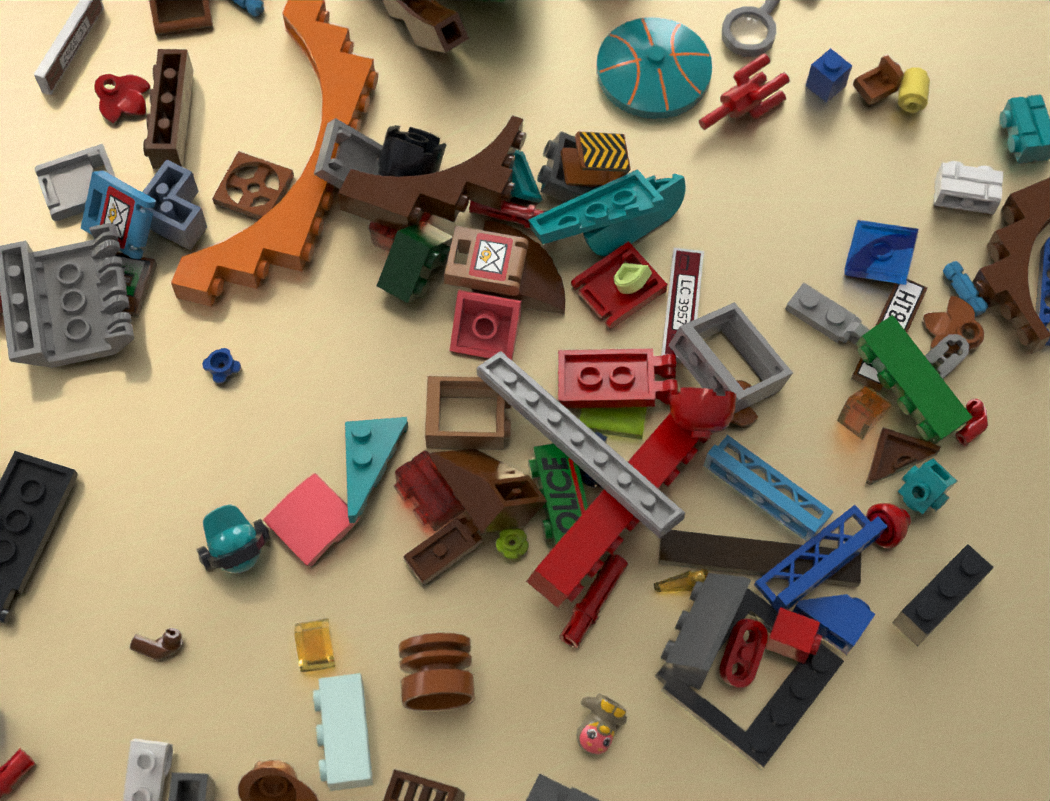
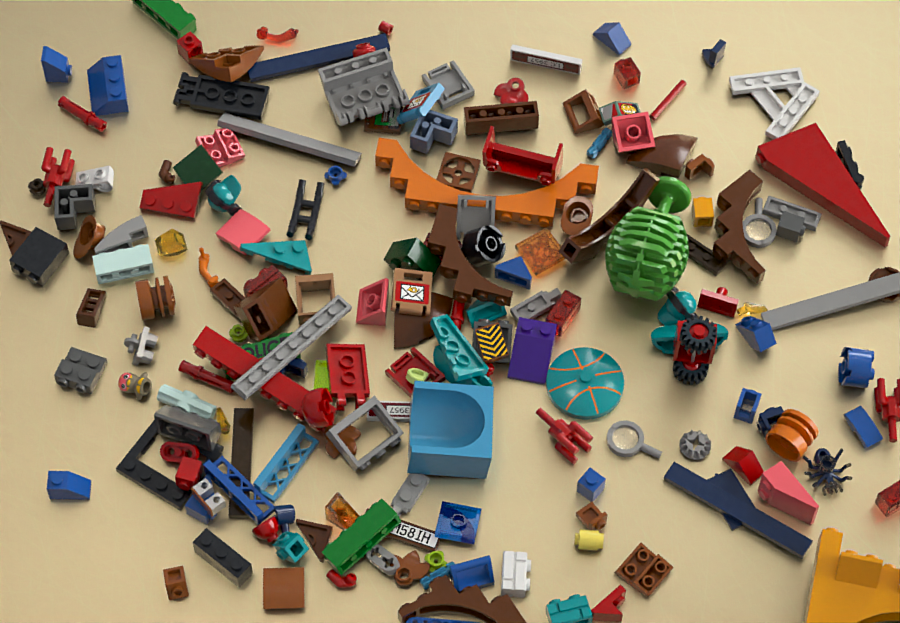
camera: 85 degrees right, 5 degrees down
(123, 548) = (222, 146): none -> coral slope
(130, 434) = (289, 139): none -> light grey tile
(168, 584) = (198, 167): none -> dark green slope
(222, 633) = (173, 200): none -> red wing
(271, 77) = (521, 162): none -> red windscreen
(275, 401) = (300, 202): none -> black piece
(288, 729) = (123, 236): none -> light grey slope
(354, 592) = (203, 264): none -> orange piece
(377, 29) = (576, 215): none -> dark orange piece
(423, 90) = (540, 251): none -> clear orange tile
(457, 125) = (514, 272): none -> blue slope
(516, 101) = (536, 305): none -> light grey hinge
(521, 709) = (145, 339): none -> light grey hips
(539, 73) = (564, 311): none -> clear red brick
(592, 108) = (532, 350): none -> dark purple slope
(644, 637) = (186, 401): none -> light aqua piece
(744, 232) = (450, 429): none -> dark azure piece
(861, 599) = (202, 491): none -> flat silver piece
(867, 493) = (285, 515): none -> dark blue piece
(942, 282) = (435, 555): none -> lime plate
(955, 36) = (643, 570): none -> dark orange slope
(968, 239) = (472, 572): none -> blue tile
(981, 675) = (175, 582): none -> dark orange bracket
(993, 506) = (283, 588): none -> dark orange slope
(1011, 78) = (606, 608): none -> red slope

